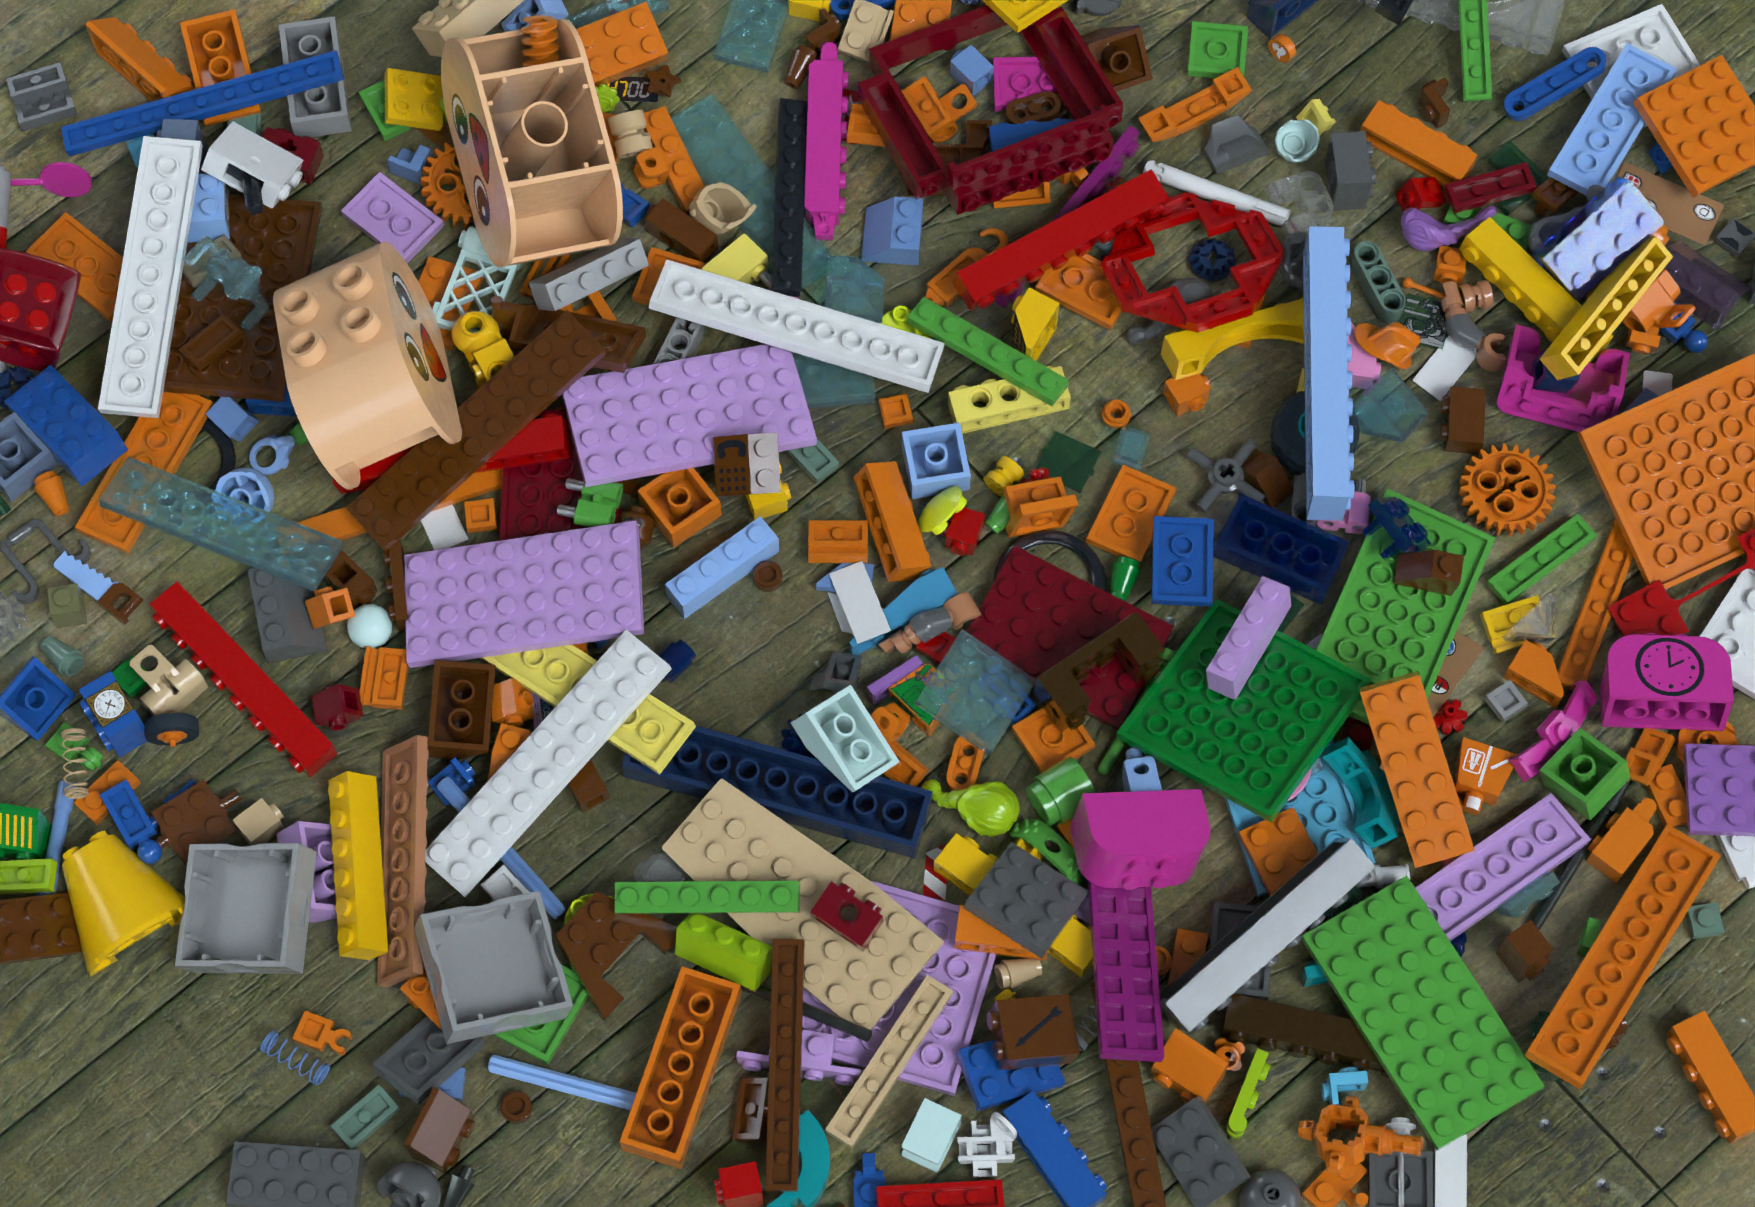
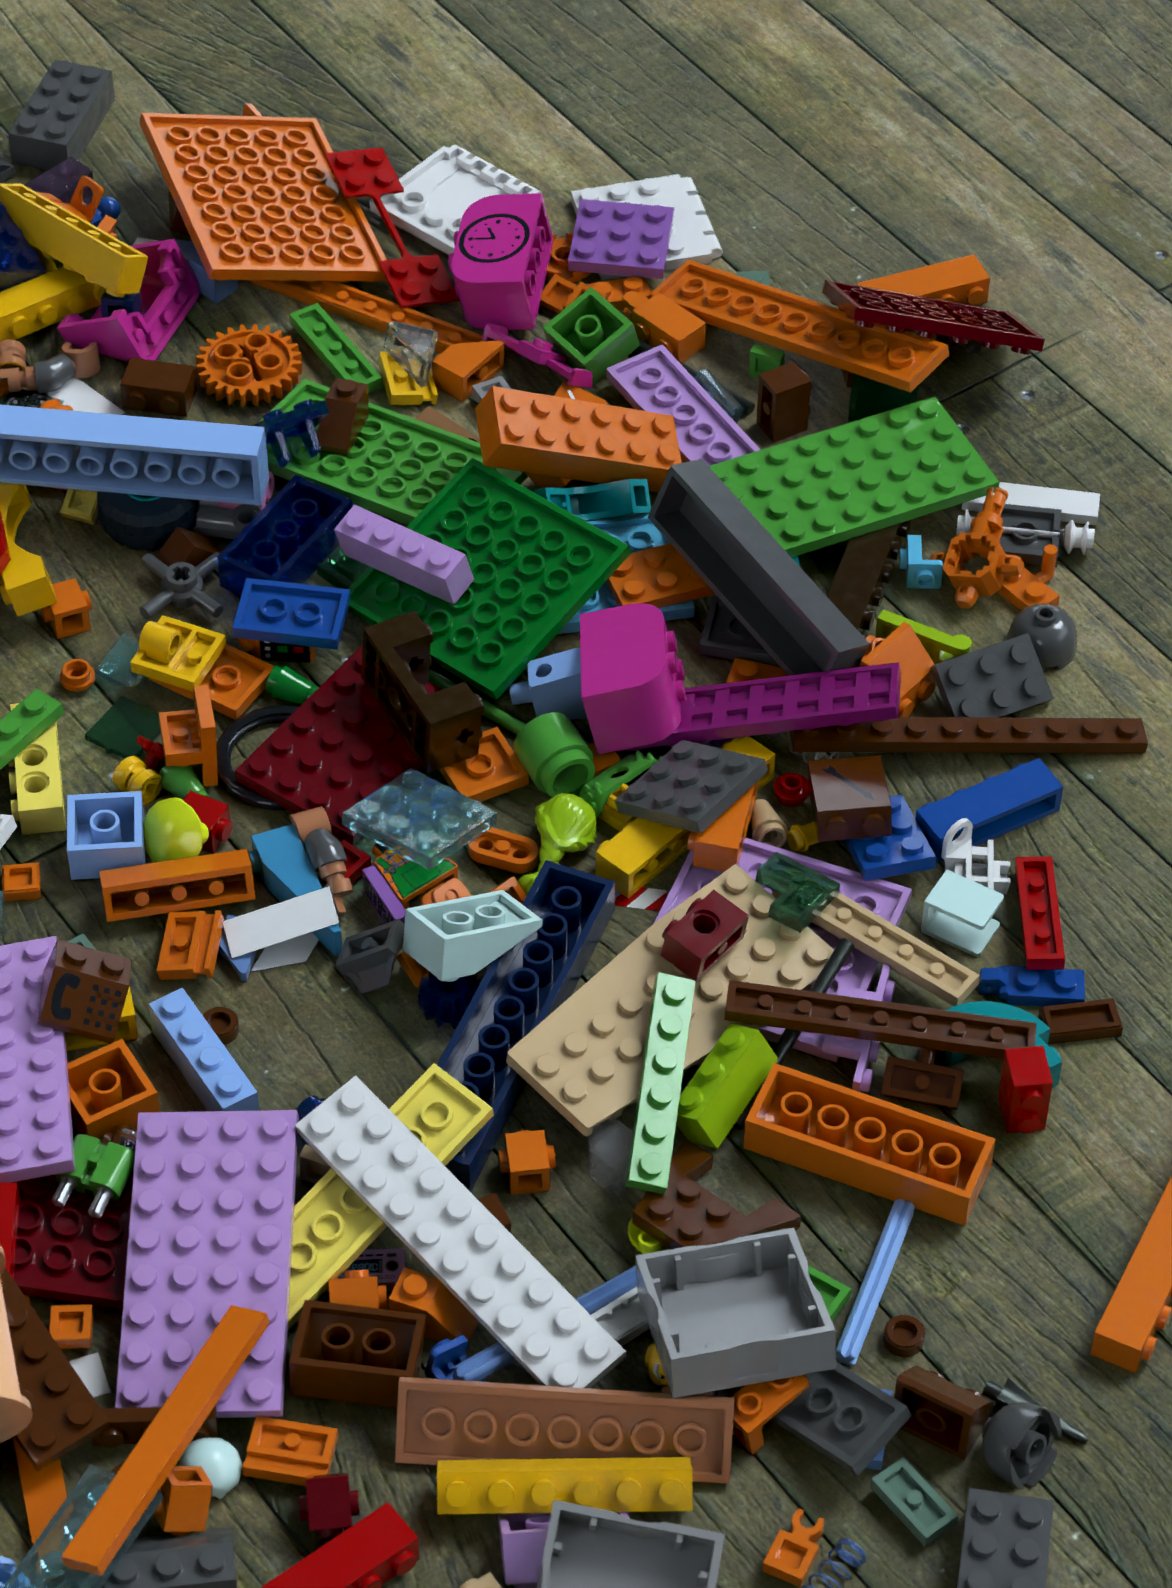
camera: 85 degrees left, 20 degrees down
(355, 584) = (165, 1441): none -> orange tile
(651, 813) = (527, 1161): none -> orange brick
(915, 997) = (801, 890): none -> clear green plate
(1064, 981) = (791, 789): none -> red plate
(1134, 481) = (177, 652): none -> yellow plate
(1645, 1076) = (933, 317): none -> dark red plate

